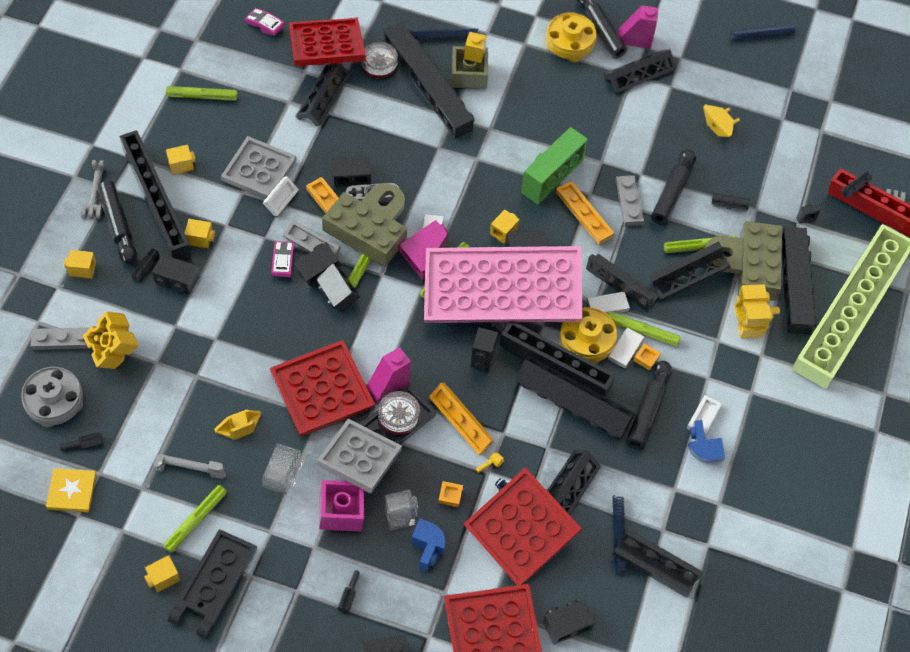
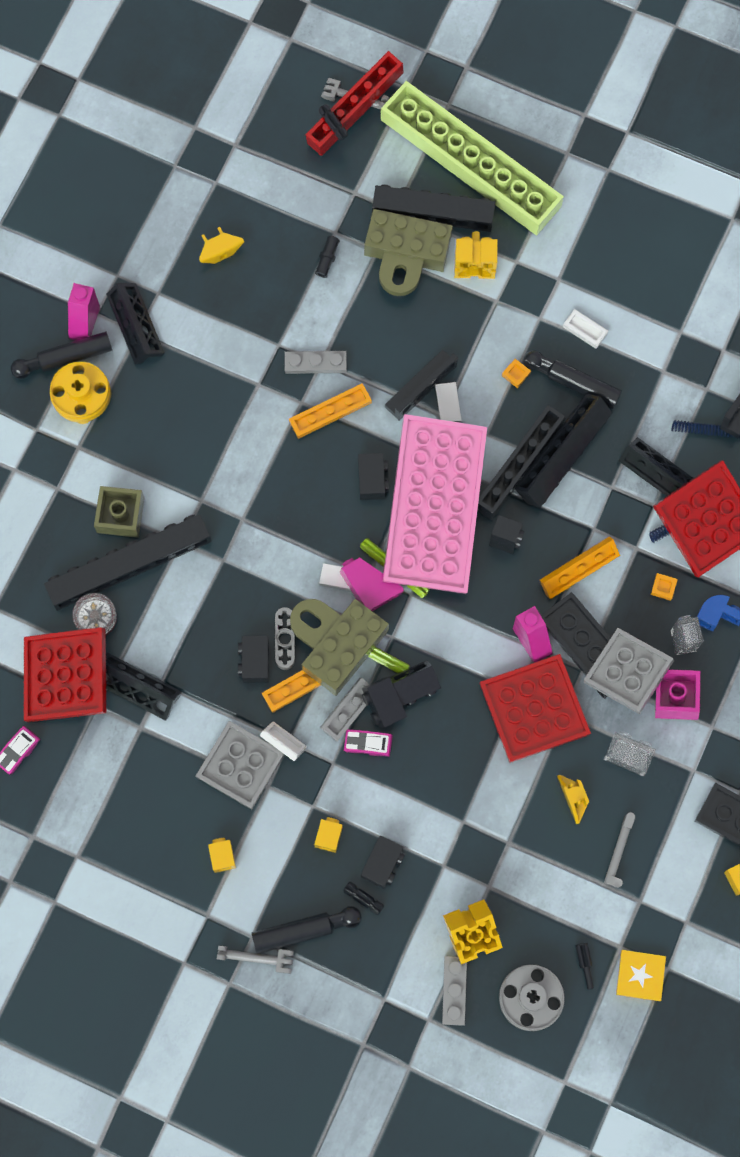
camera: 80 degrees left, 15 degrees up
(80, 264) = (360, 971): yellow brick -> none
(155, 196) = (275, 884): black brick -> none
(194, 518) = (679, 845): lime axle -> none
(201, 93) = (121, 830): lime axle -> none
(399, 412) = (579, 627): clear piece -> none
(445, 33) = (58, 534): dark blue piece -> none
(475, 47) = (107, 498): yellow brick -> none
(495, 459) = (625, 540): yellow hand -> none
(504, 224) = (343, 497): yellow brick -> none
(554, 165) = (272, 433): bright green brick -> none
(590, 335) = (496, 418): yellow piece -> none
(626, 348) = (502, 393): white tile -> none
(645, 329) = (480, 372): lime axle -> none
(673, 188) = (305, 312): black piece -> none
(686, 245) = (379, 301): lime axle -> none
(687, 265) = (415, 312): black fence -> none
(705, 450) = (627, 334): blue brick -> none
(764, 32) = (89, 198): dark blue piece -> none
(808, 213) = (349, 180): black plate -> none

